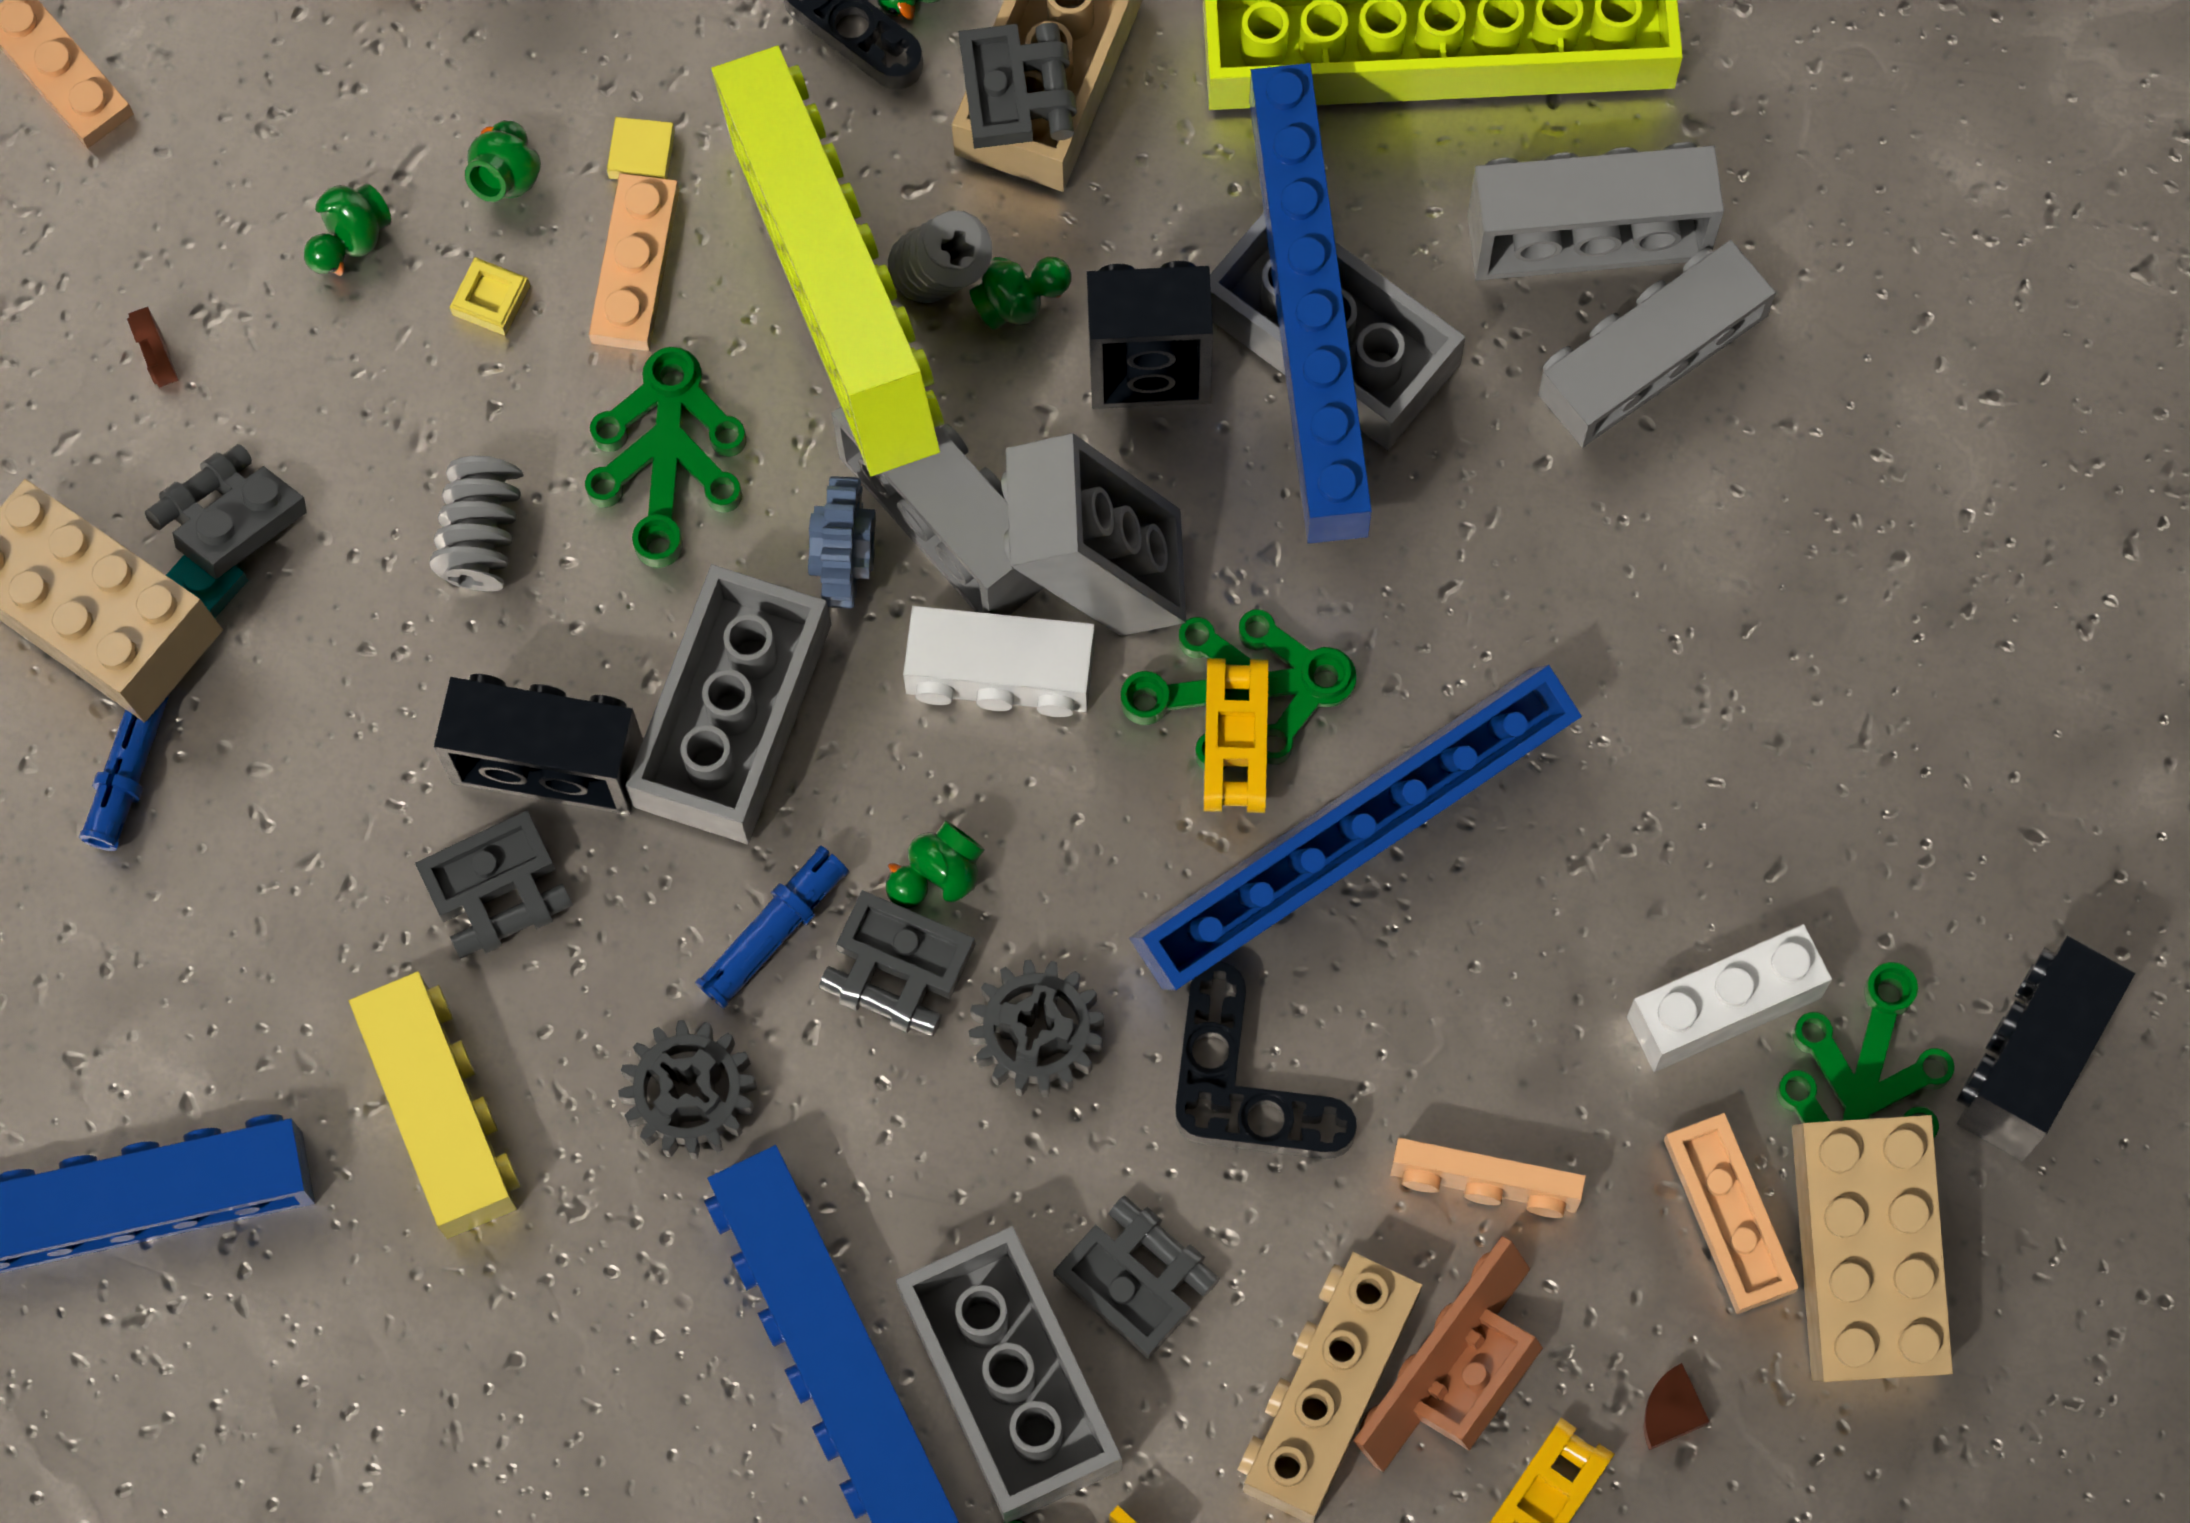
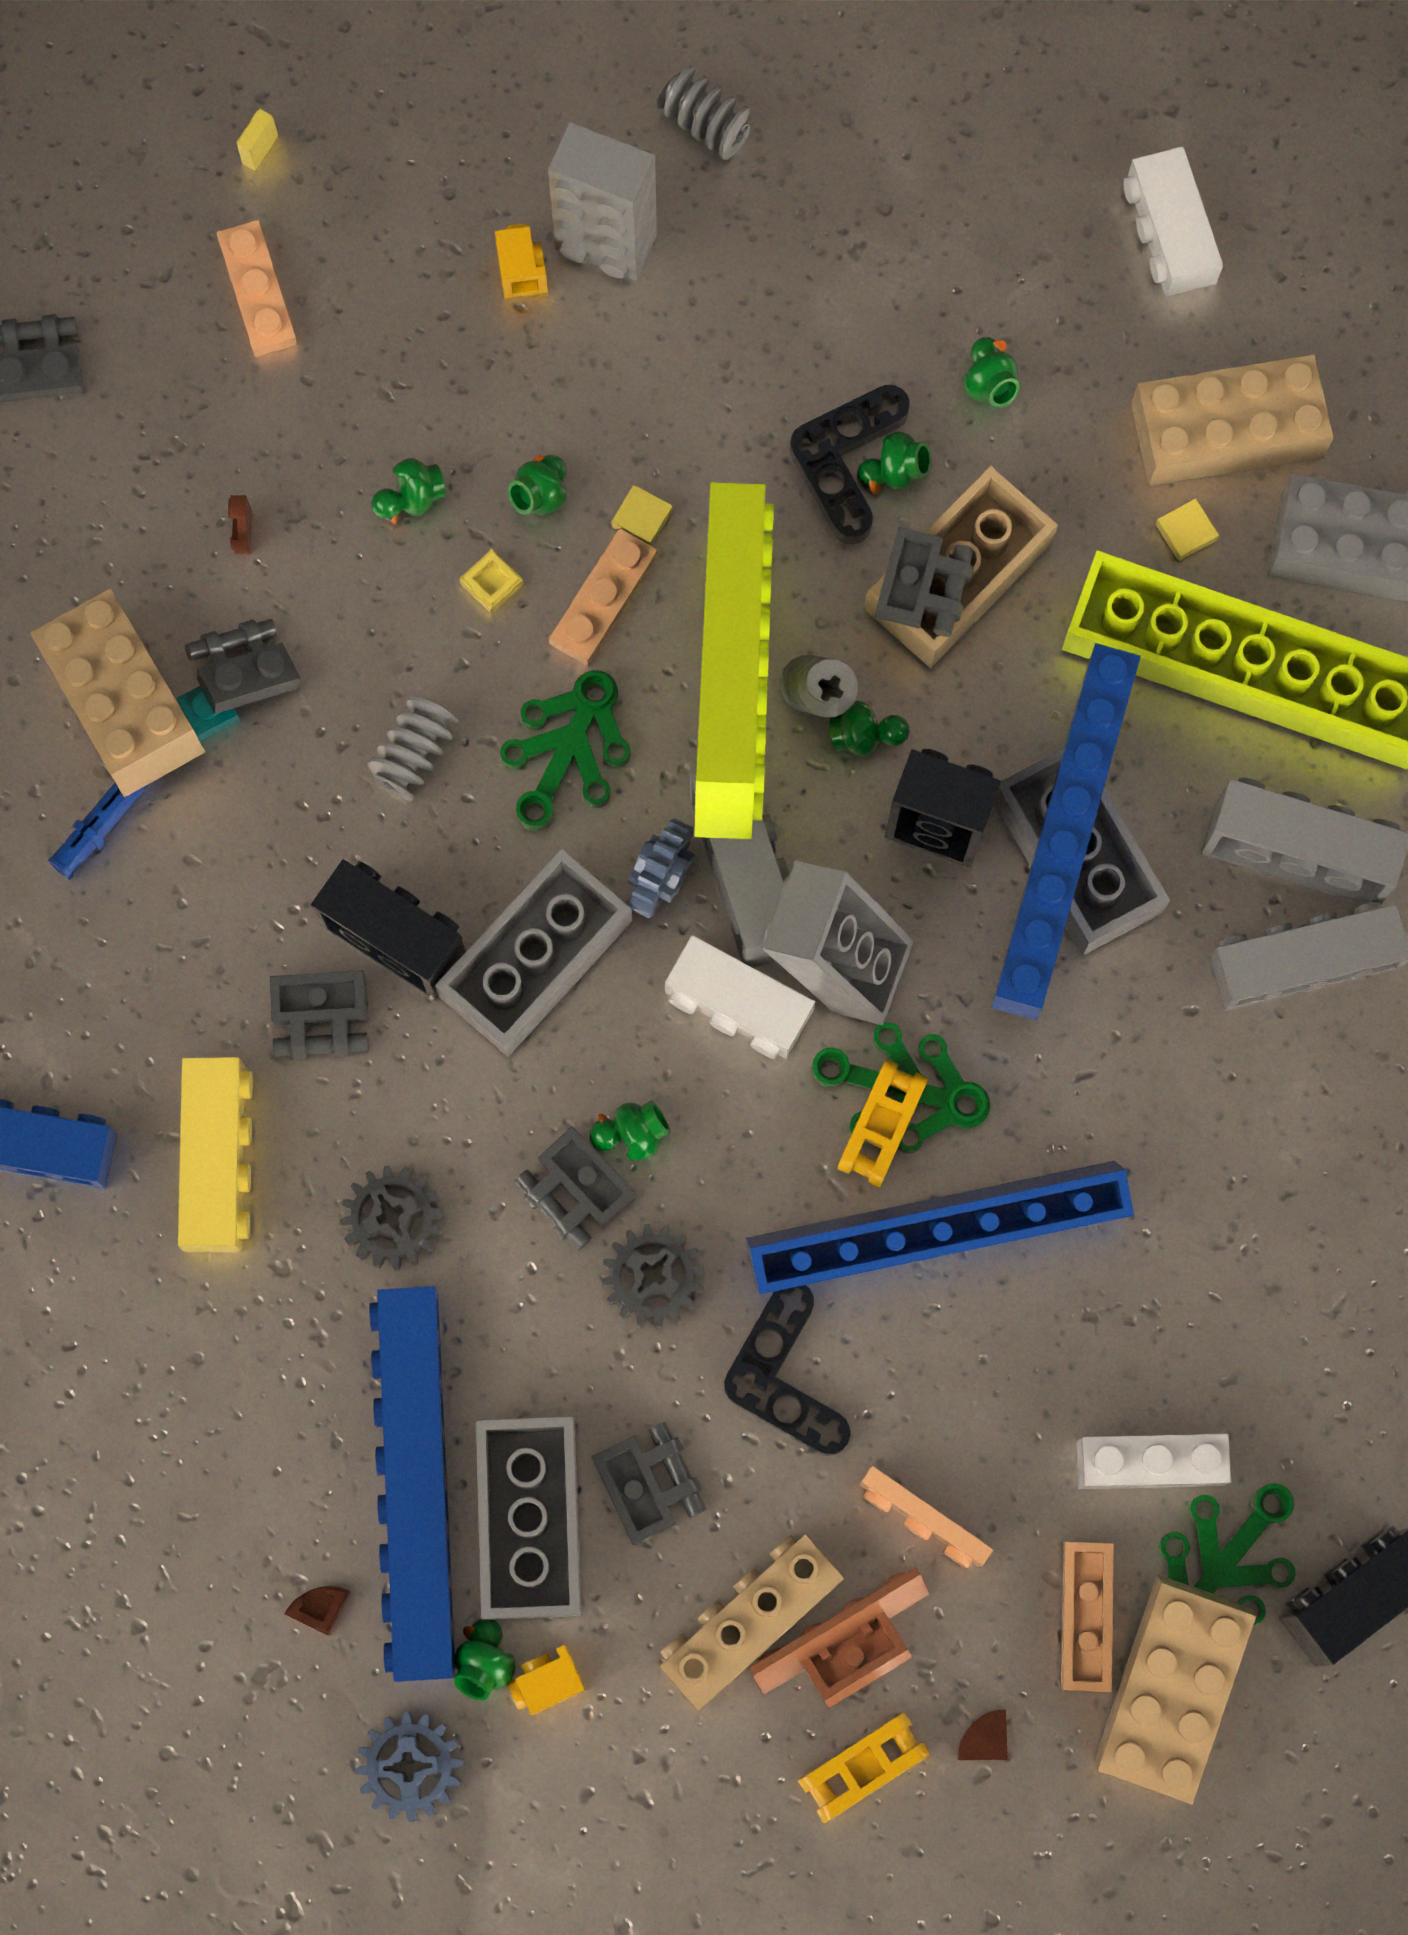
camera: 20 degrees right, 5 degrees up
(774, 924) = (499, 1124): blue pin -> none

